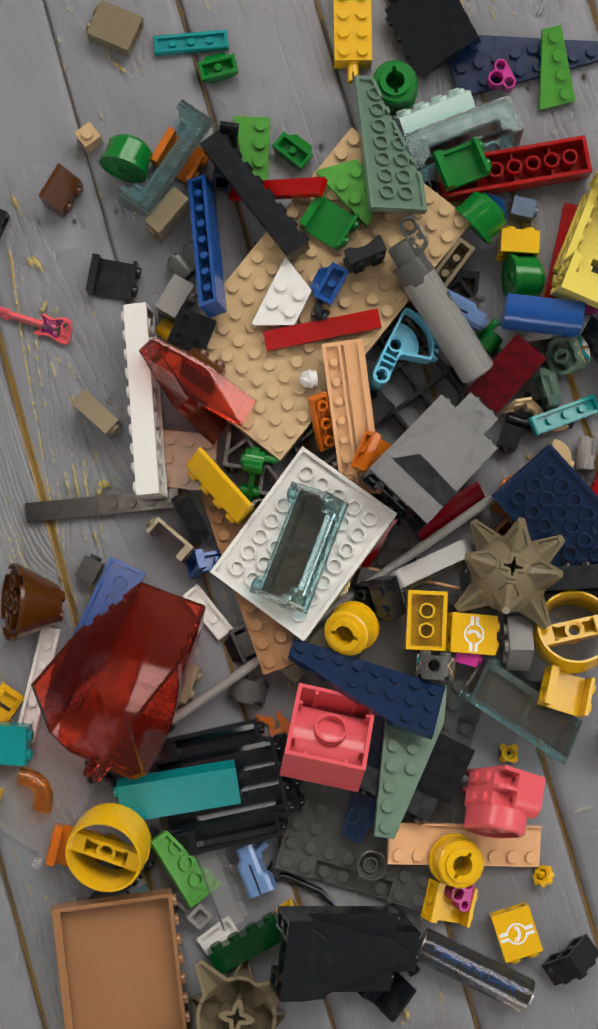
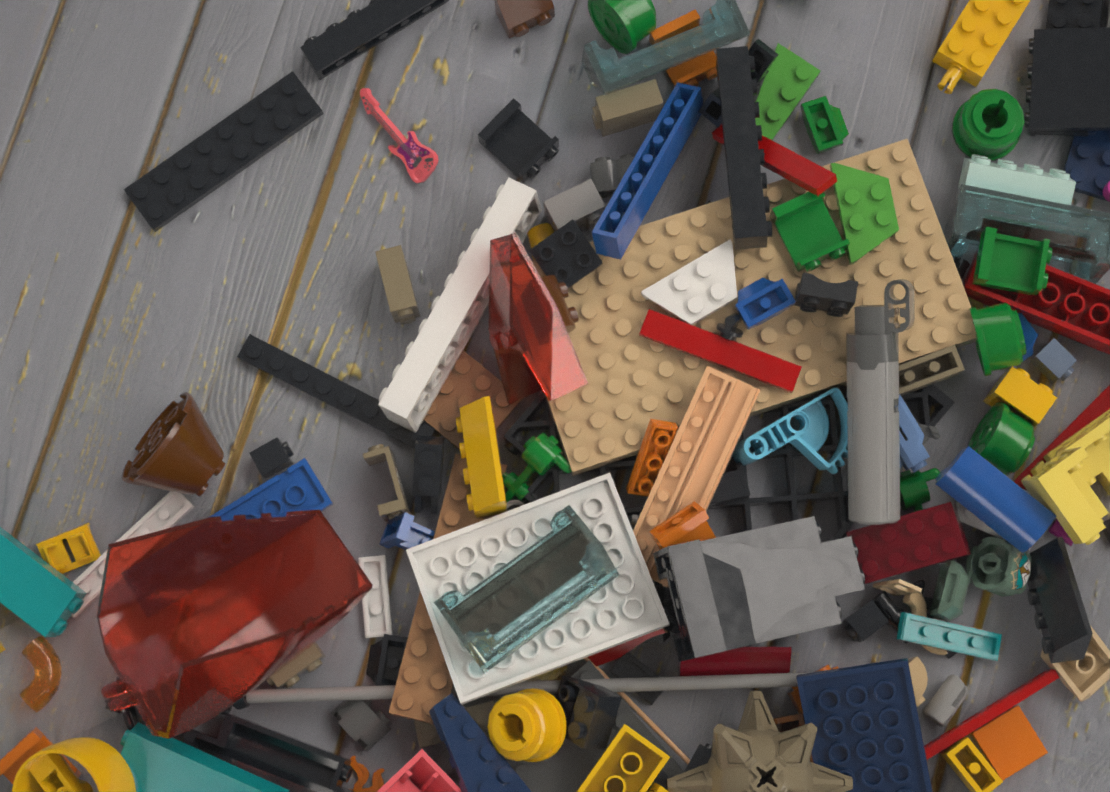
camera: 40 degrees right, 5 degrees down
(309, 379) = (667, 397): white plate -> none
(388, 168) = (919, 213): sand green wing -> none
(433, 564) = (674, 713): light grey beam -> none

